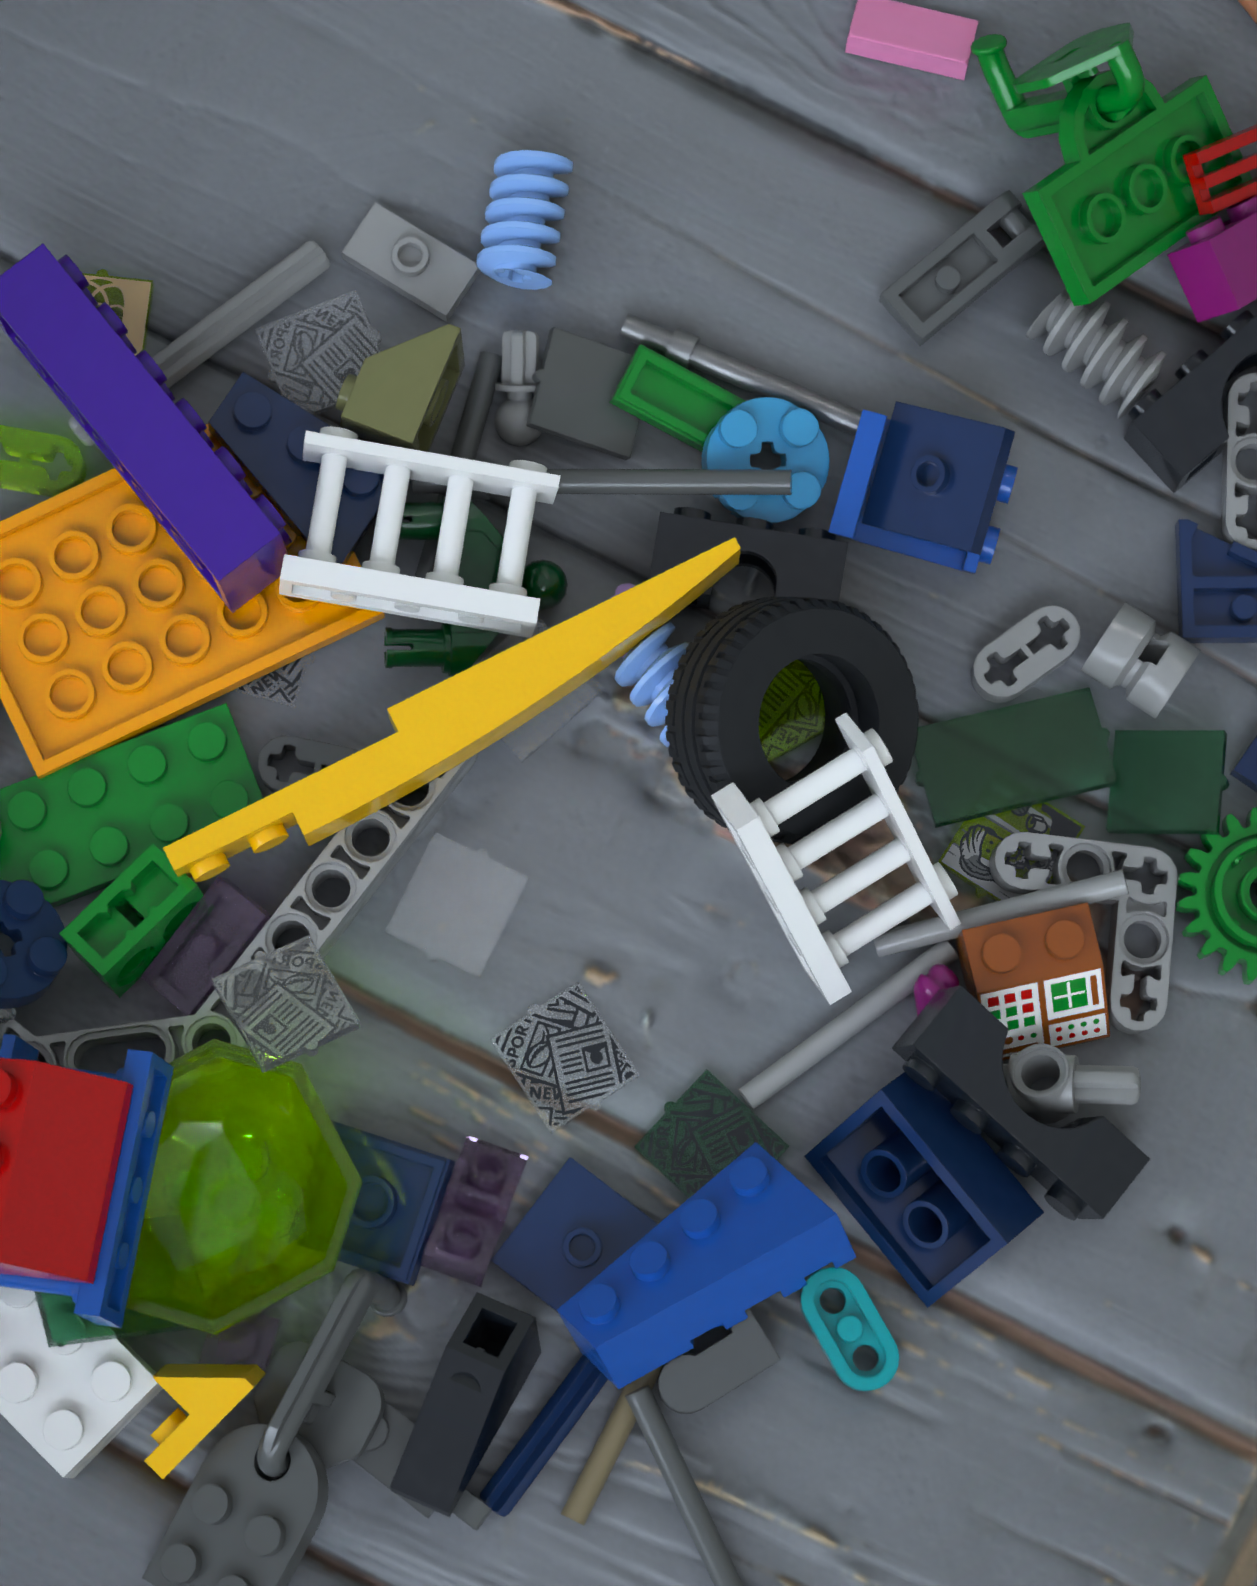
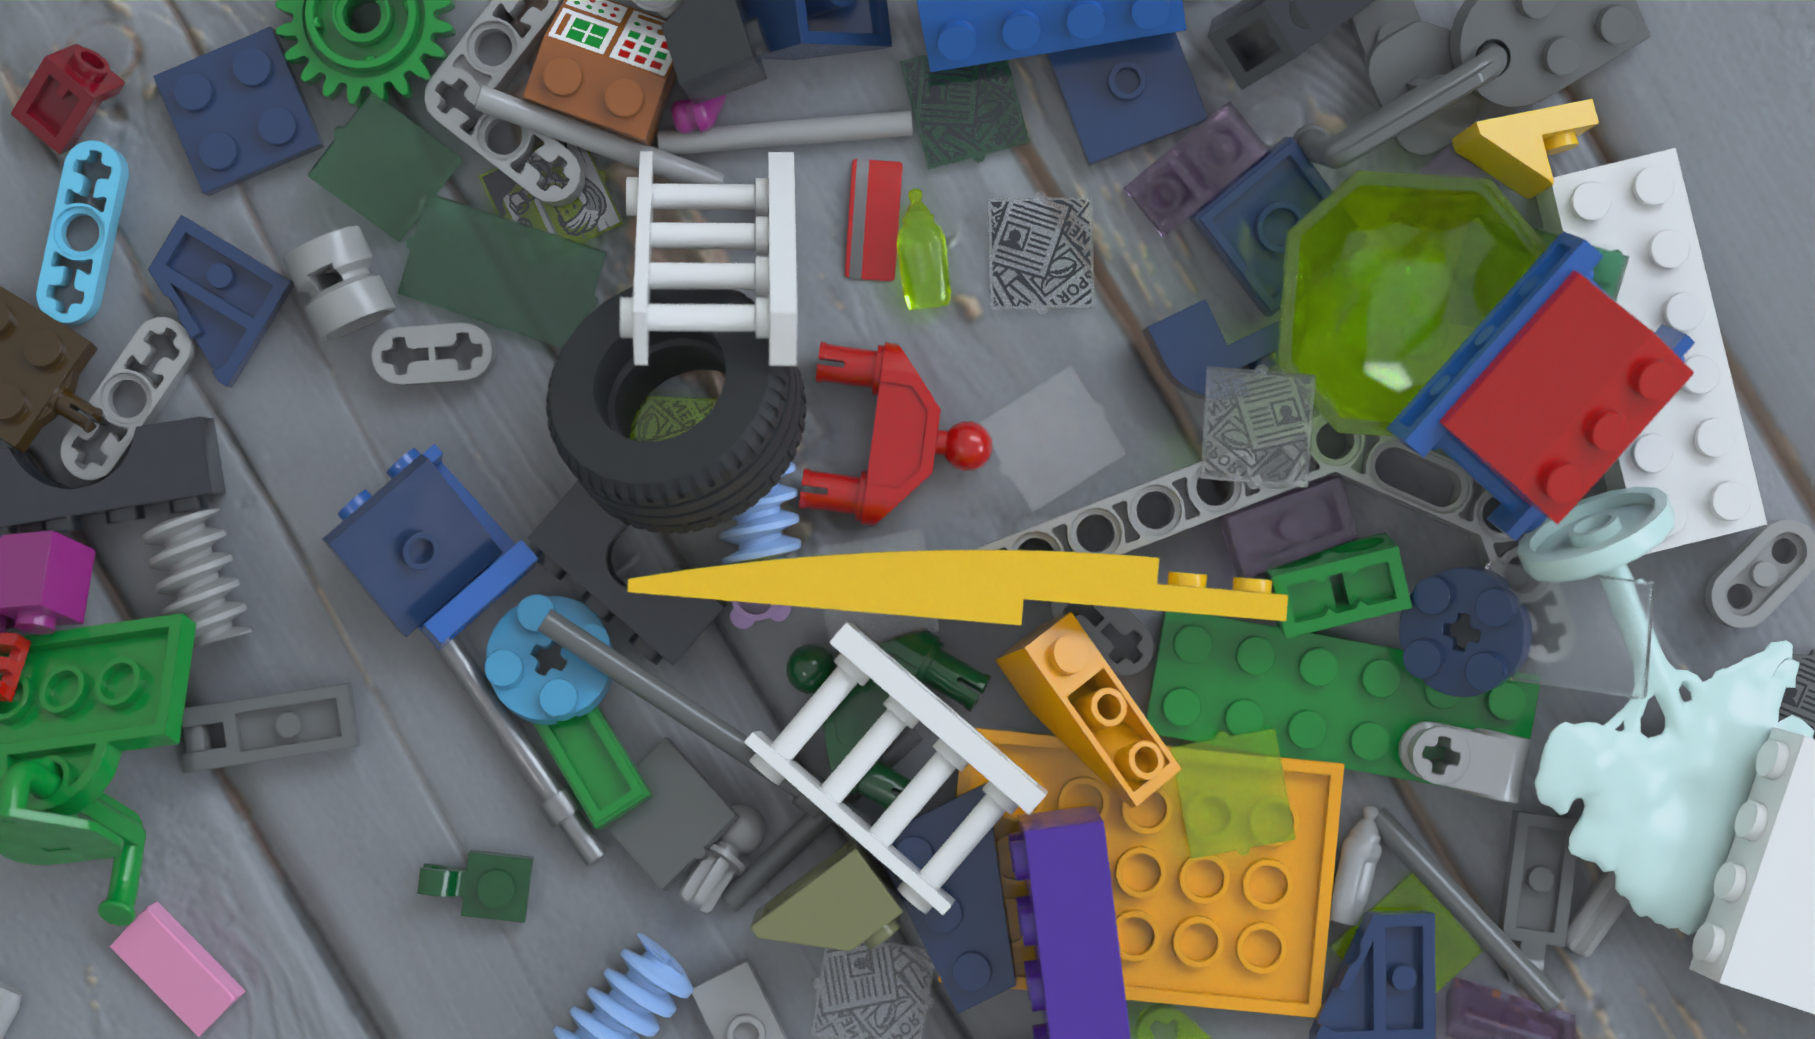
camera: 150 degrees left, 10 degrees up
(119, 693) = (1233, 793): none -> clear neon green piece
(285, 688) = (1088, 708): none -> light orange slope
(382, 1050) = (1193, 341): none -> dark blue brick
(585, 822) = (902, 437): none -> red connector
(663, 989) = (923, 257): none -> clear neon green piece
(699, 253) = (491, 885): none -> dark green plate
(727, 998) = (873, 220): none -> red sticker

